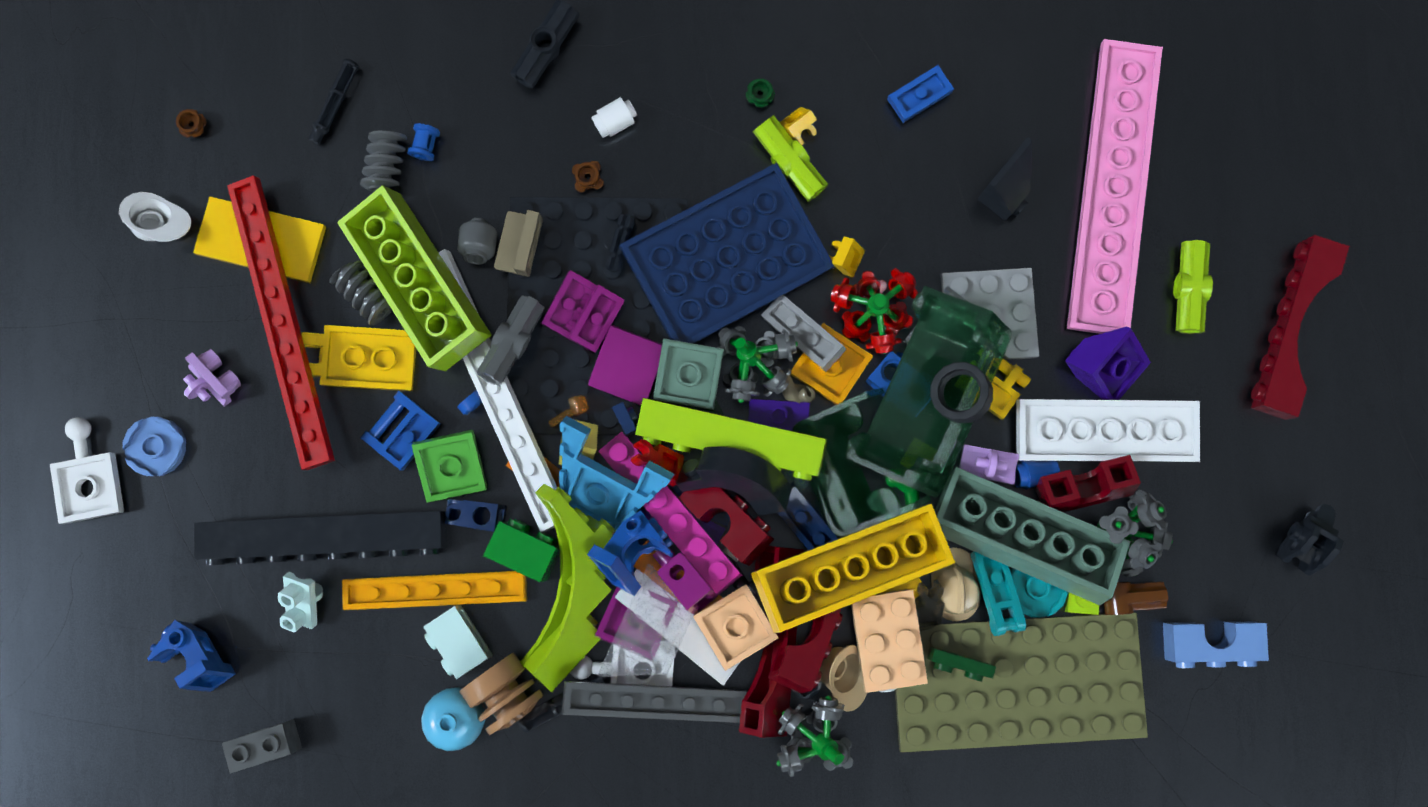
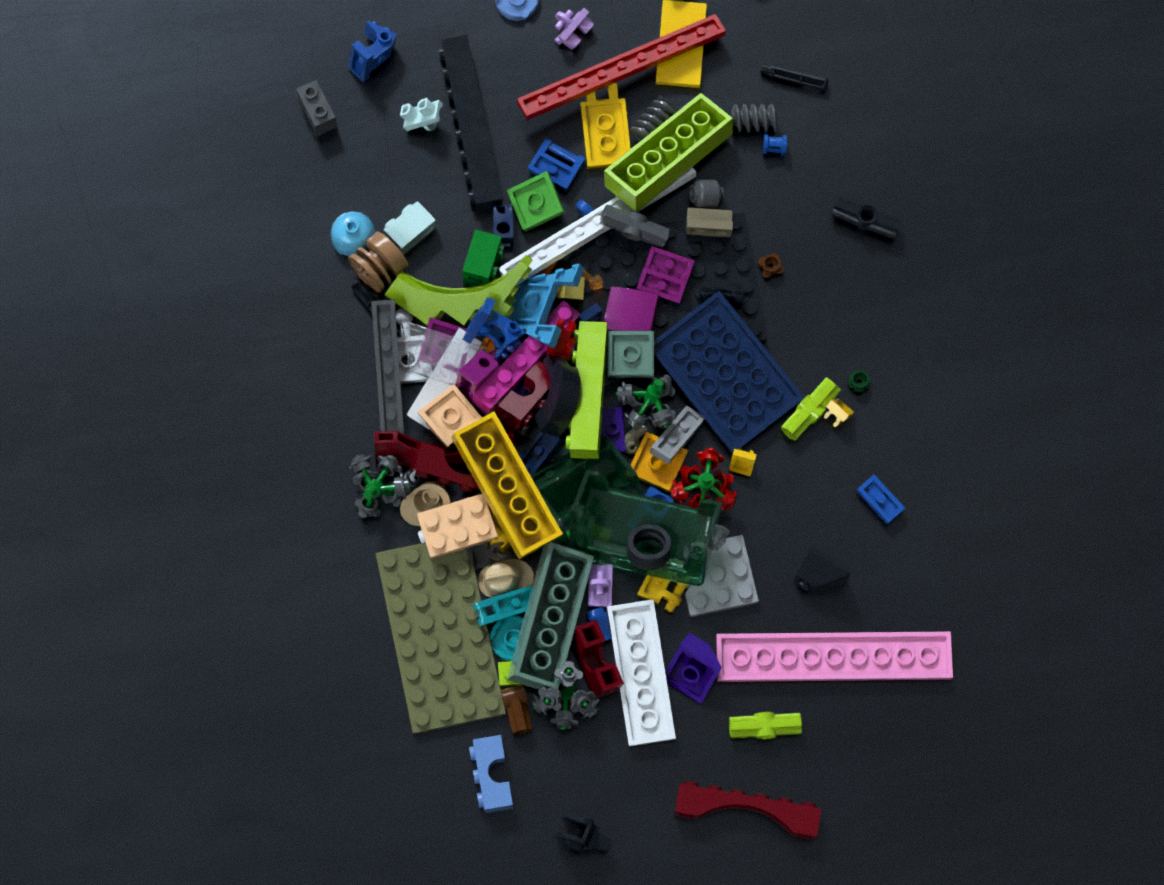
camera: 75 degrees right, 10 degrees down
(434, 590) = (443, 207): light orange tile -> none
(614, 117) = (818, 276): white brick -> none
(973, 668) = (448, 570): dark green plate -> none

